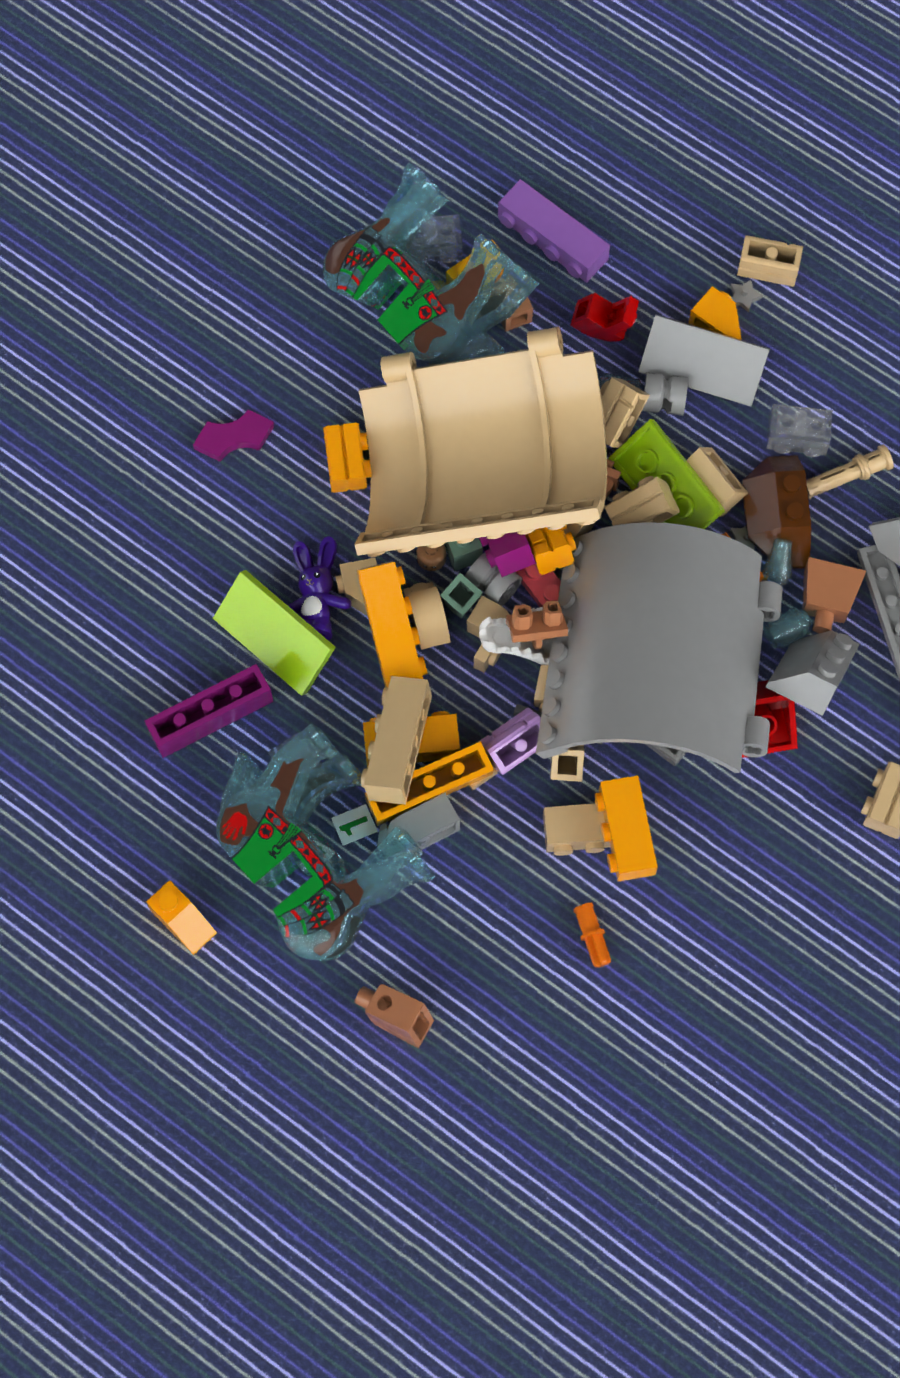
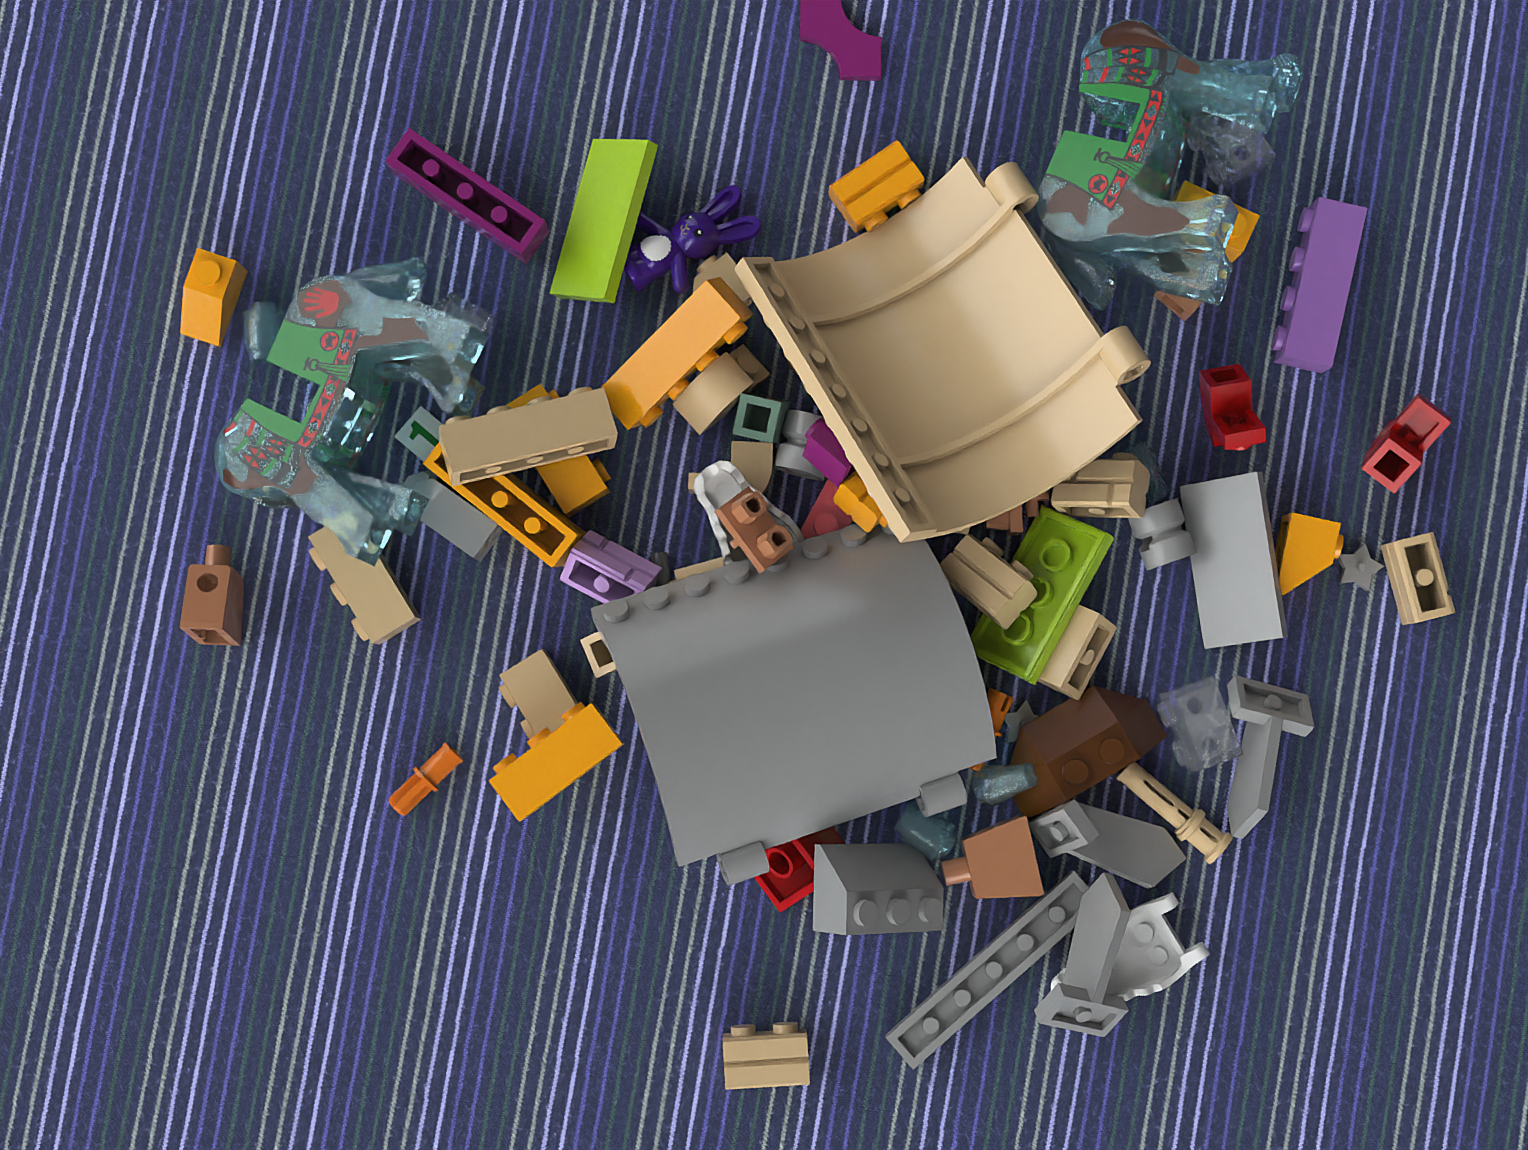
camera: 60 degrees right, 15 degrees up
(226, 892) = (260, 330): none -> clear light blue brick
(434, 908) = (369, 590): none -> tan brick
(679, 232) = (1402, 442): none -> red brick
(848, 519) = (1108, 840): none -> light grey piece
(849, 413) = (1267, 713): none -> light grey piece

